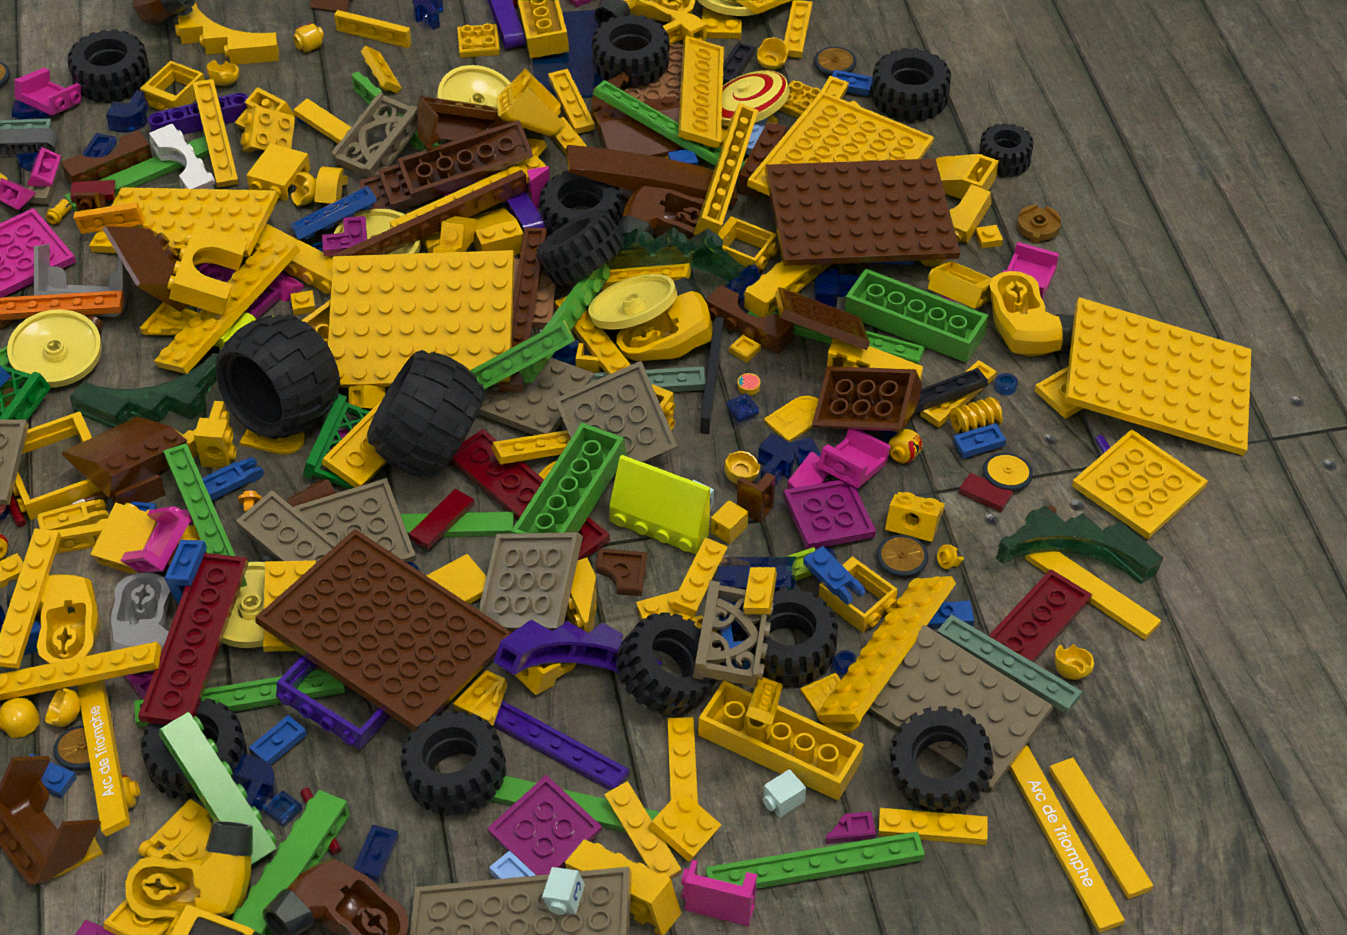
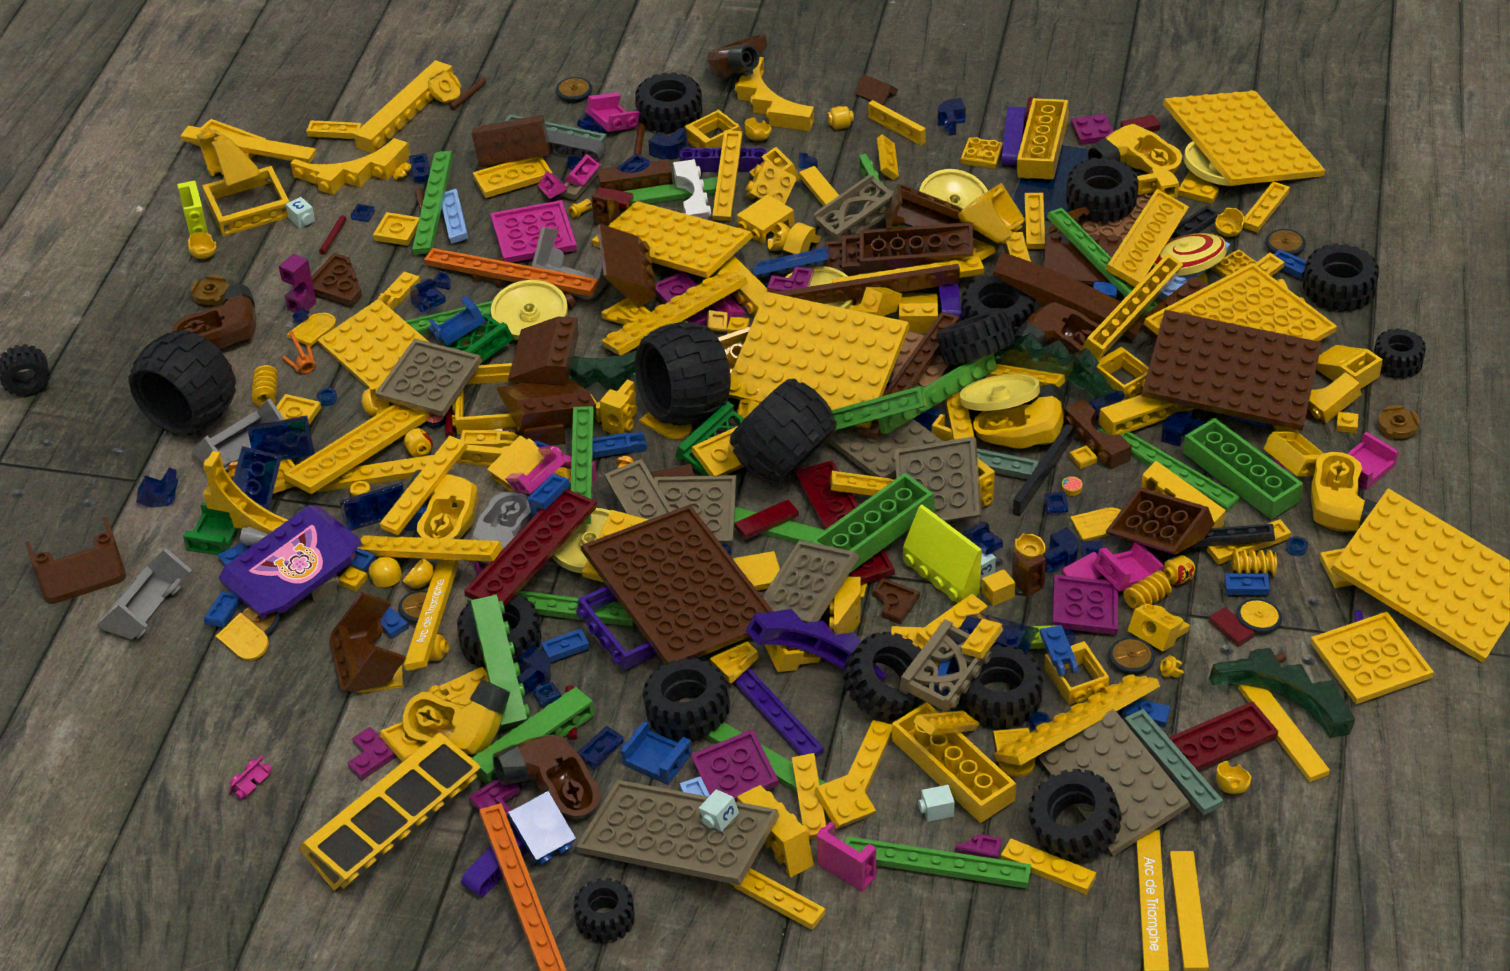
camera: 25 degrees right, 5 degrees down
(91, 115) = (639, 139): none -> reddish brown bar
(98, 394) = (545, 352): none -> reddish brown slope
(119, 216) = (619, 220): light orange plate -> none
(205, 247) = (672, 260): yellow arch -> none
(278, 303) = (717, 321): none -> yellow tile
(292, 95) = (807, 161): none -> clear blue tile
(443, 840) = (655, 754): none -> blue panel
(536, 180) = (968, 275): dark pink slope -> none
(689, 468) = (983, 538): none -> clear blue brick
(821, 318) = (1151, 446): reddish brown tile -> none
(886, 479) = (1148, 590): none -> yellow piece

